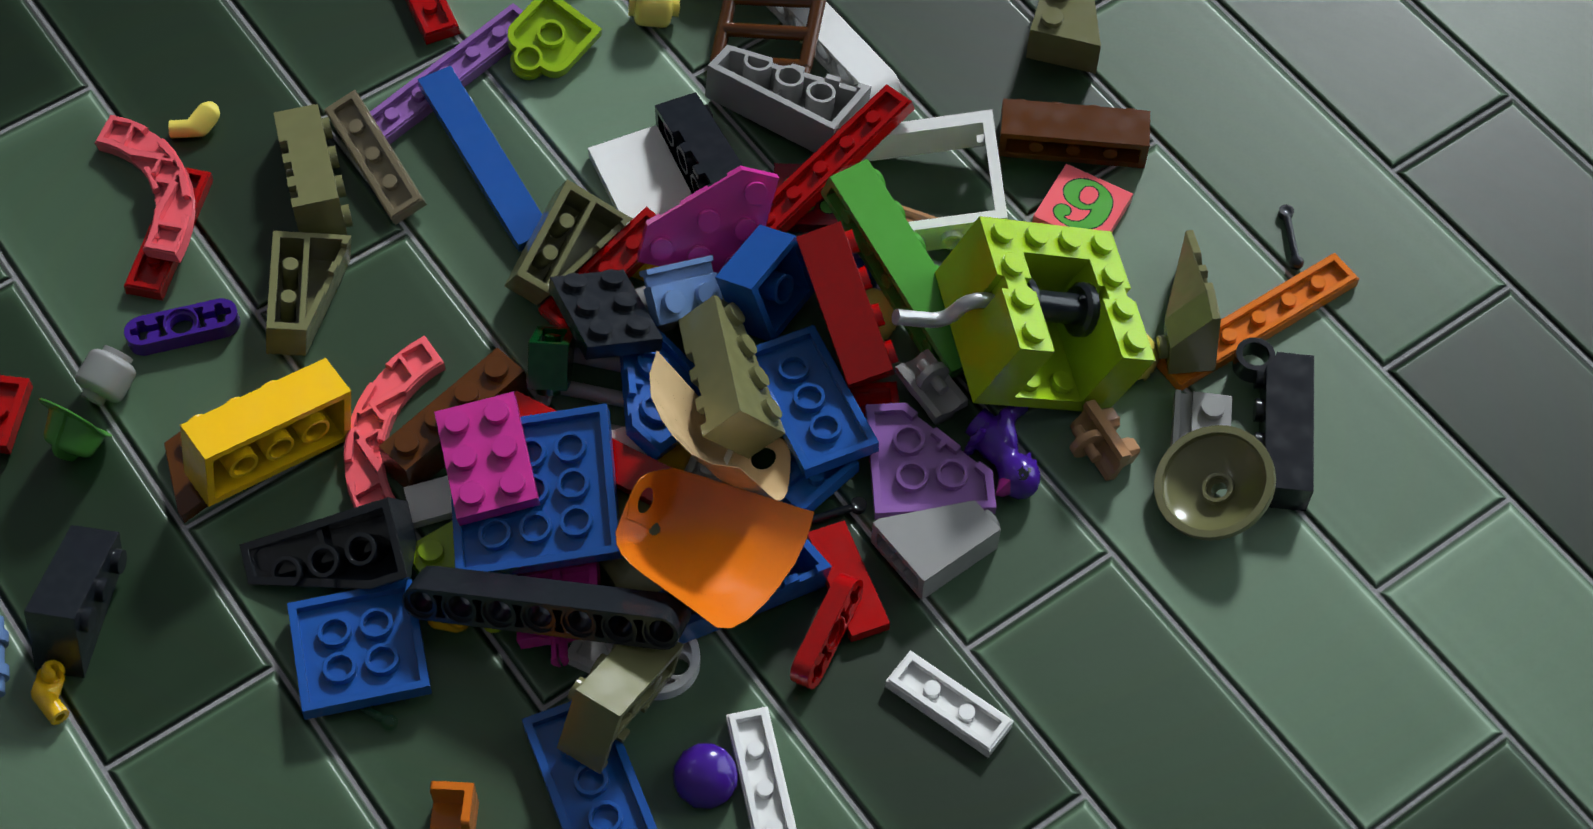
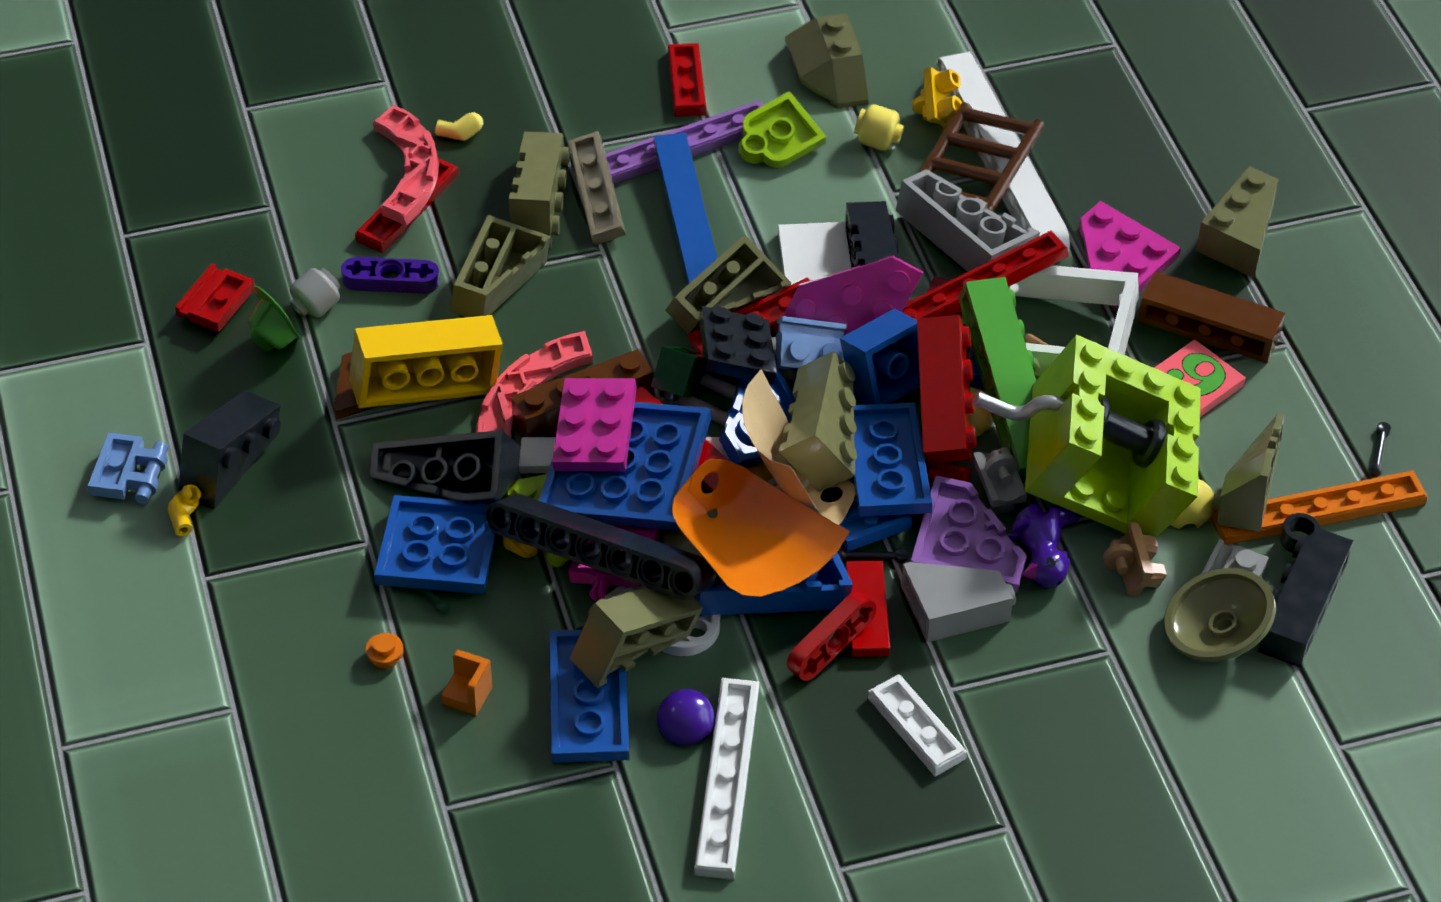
camera: 20 degrees right, 10 degrees down
(344, 797) = (384, 650): none -> orange plate
(952, 75) = (1124, 245): none -> dark pink plate

